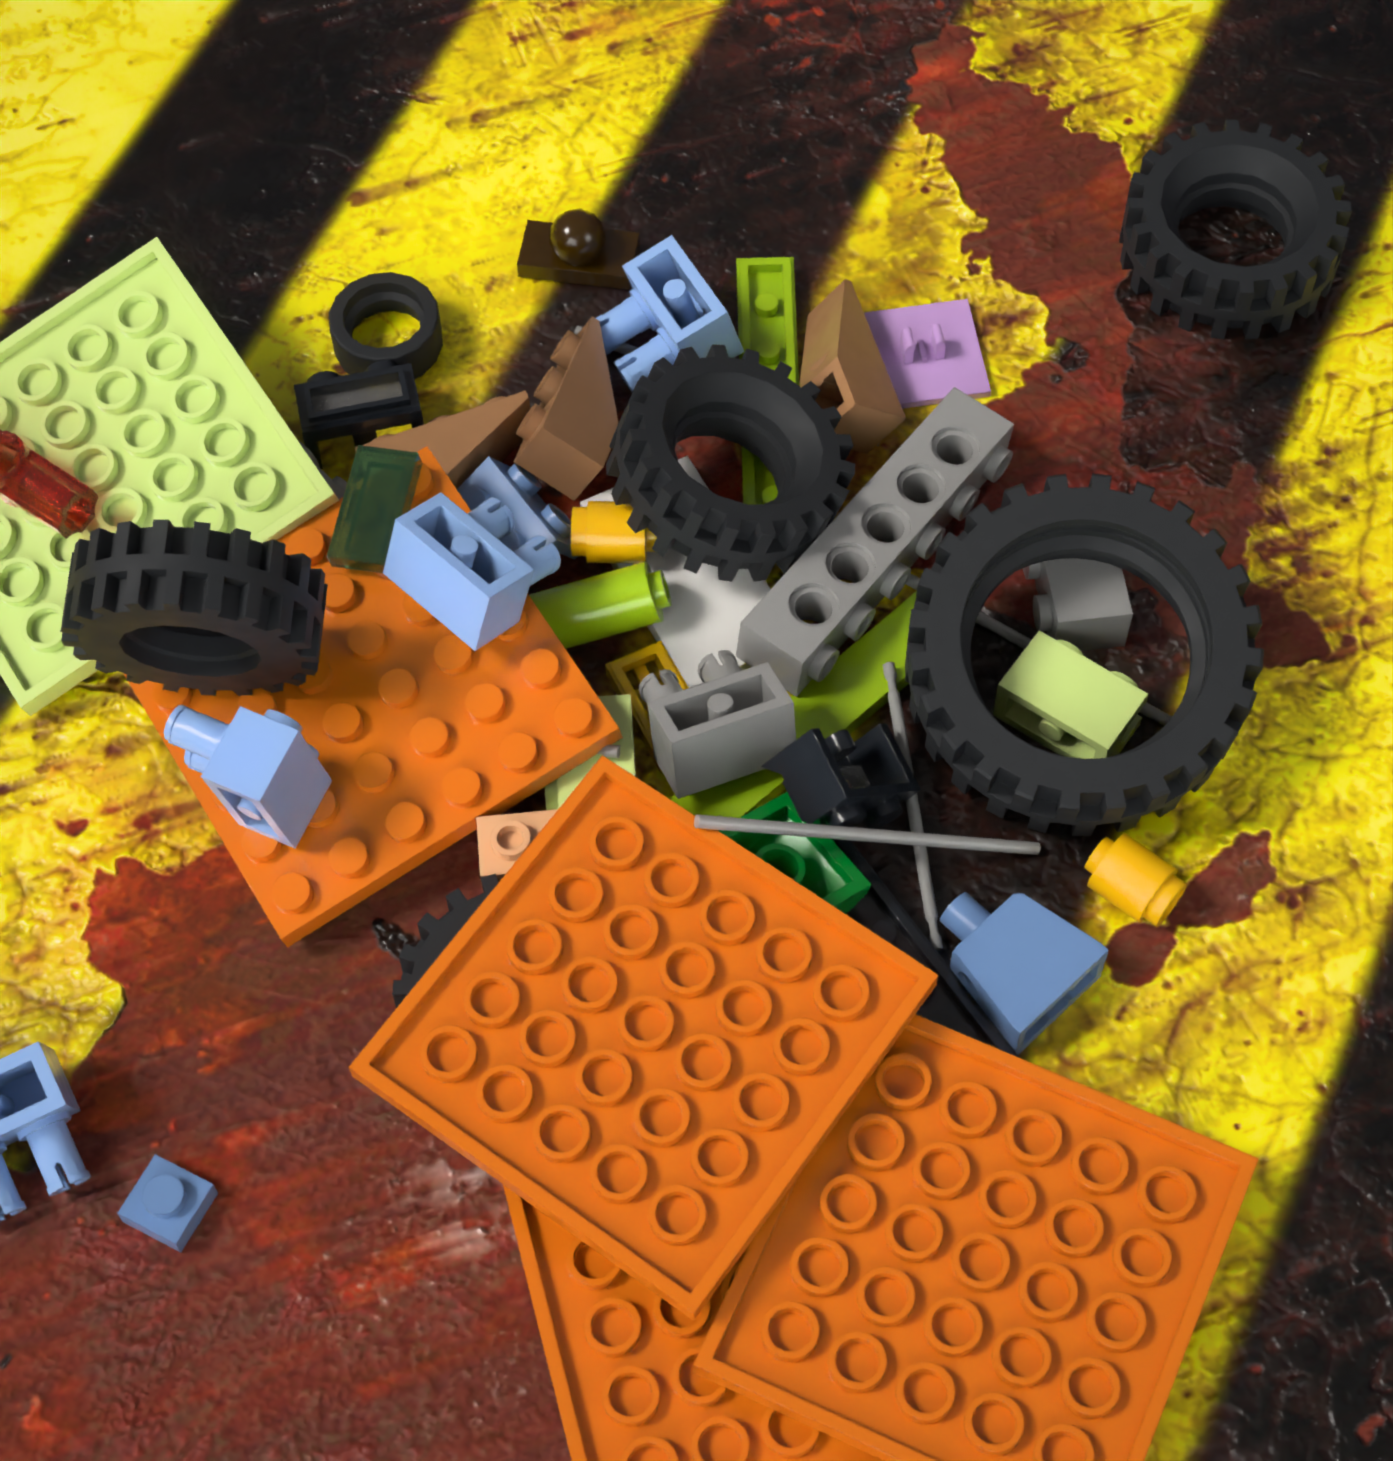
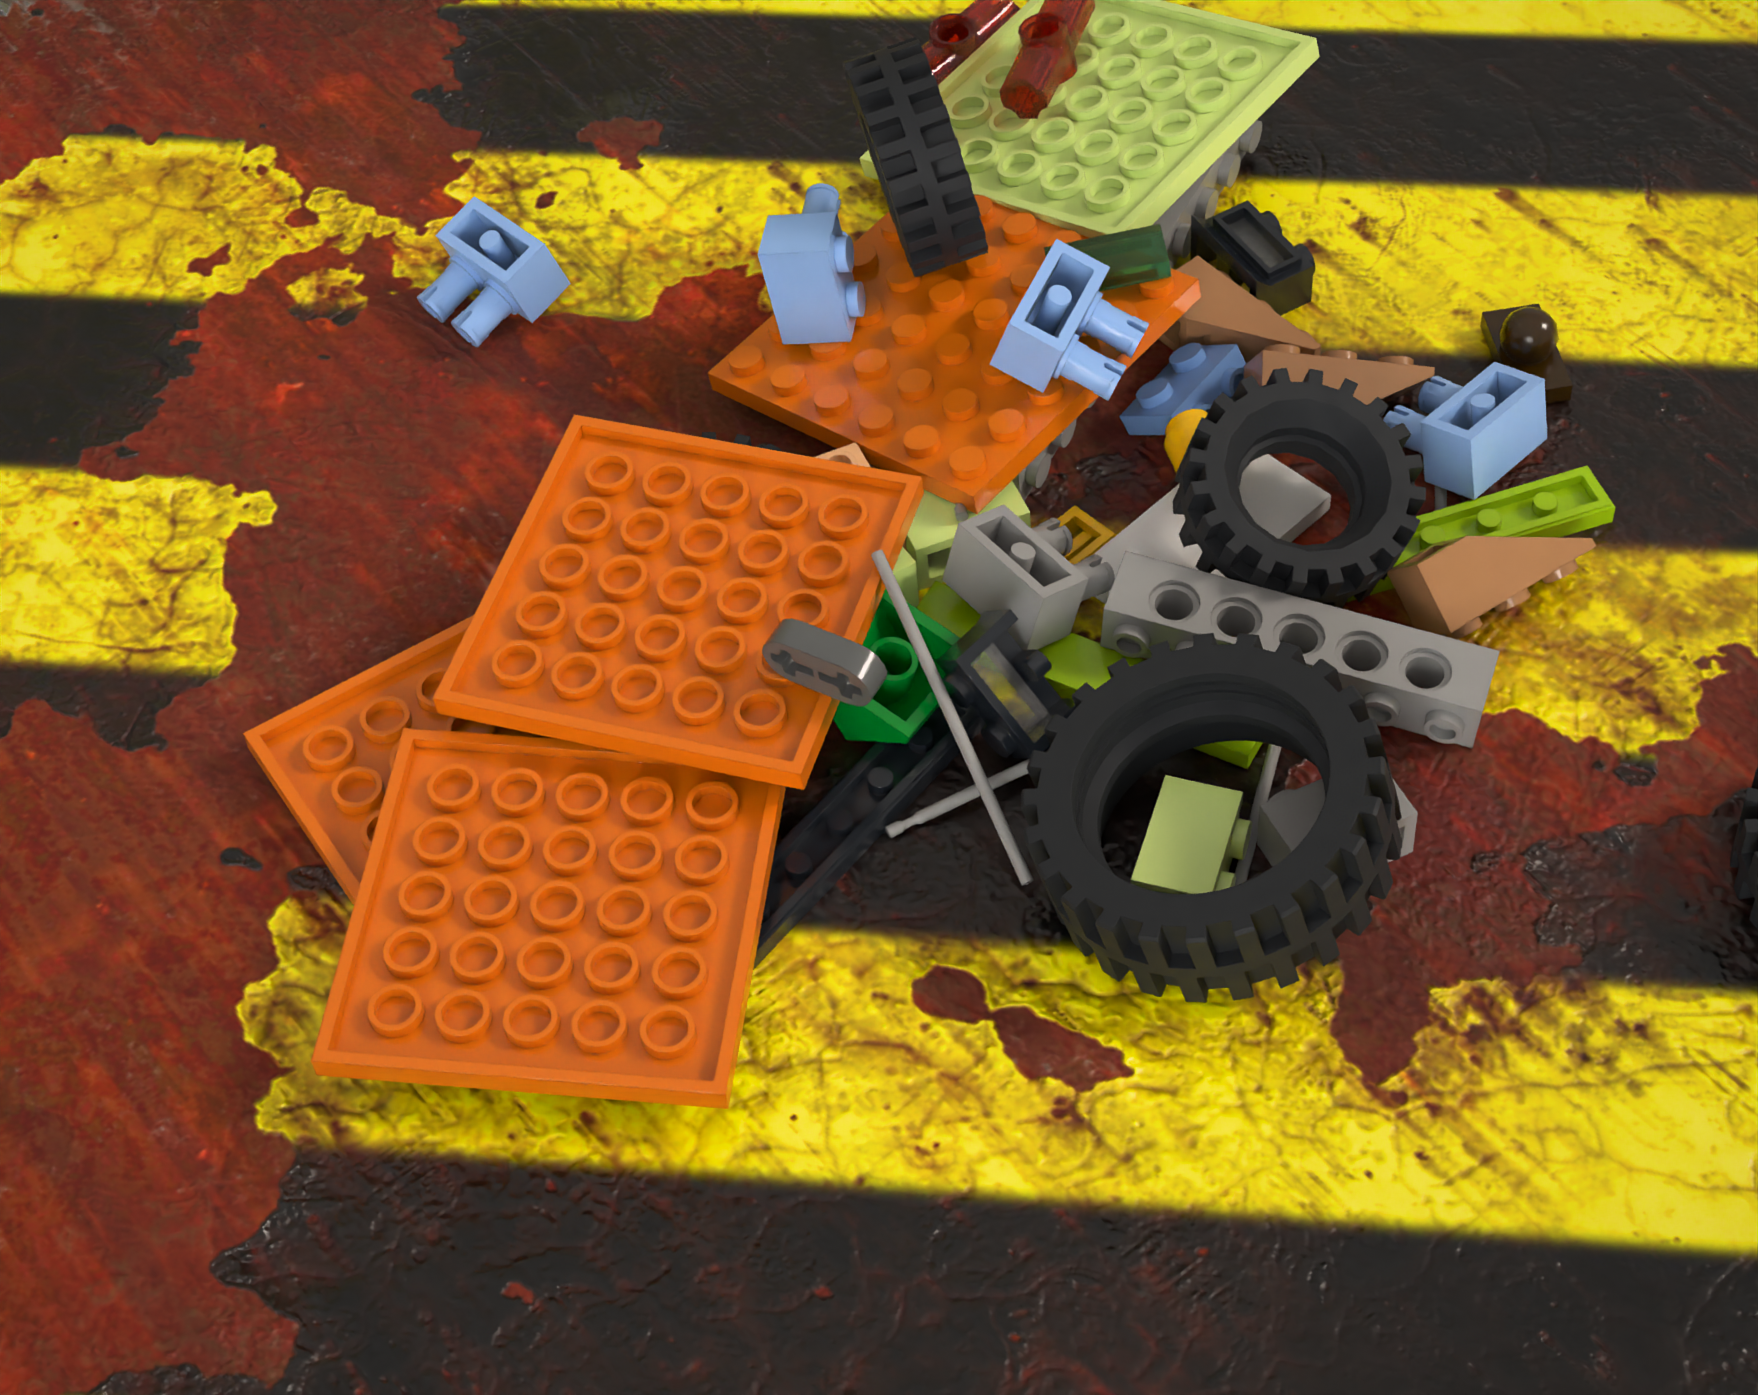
camera: 75 degrees right, 10 degrees down
(167, 1203) = (471, 397): medium blue plate -> none
(385, 294) = (1366, 221): black tyre -> none
(605, 604) = (1119, 470): lime brick -> none
(832, 905) = (824, 662): none -> dark grey beam
(930, 351) = (1564, 647): lavender piece -> none
(1021, 963) = (878, 885): medium blue torso -> none
(1134, 879) = (1011, 955): yellow brick -> none

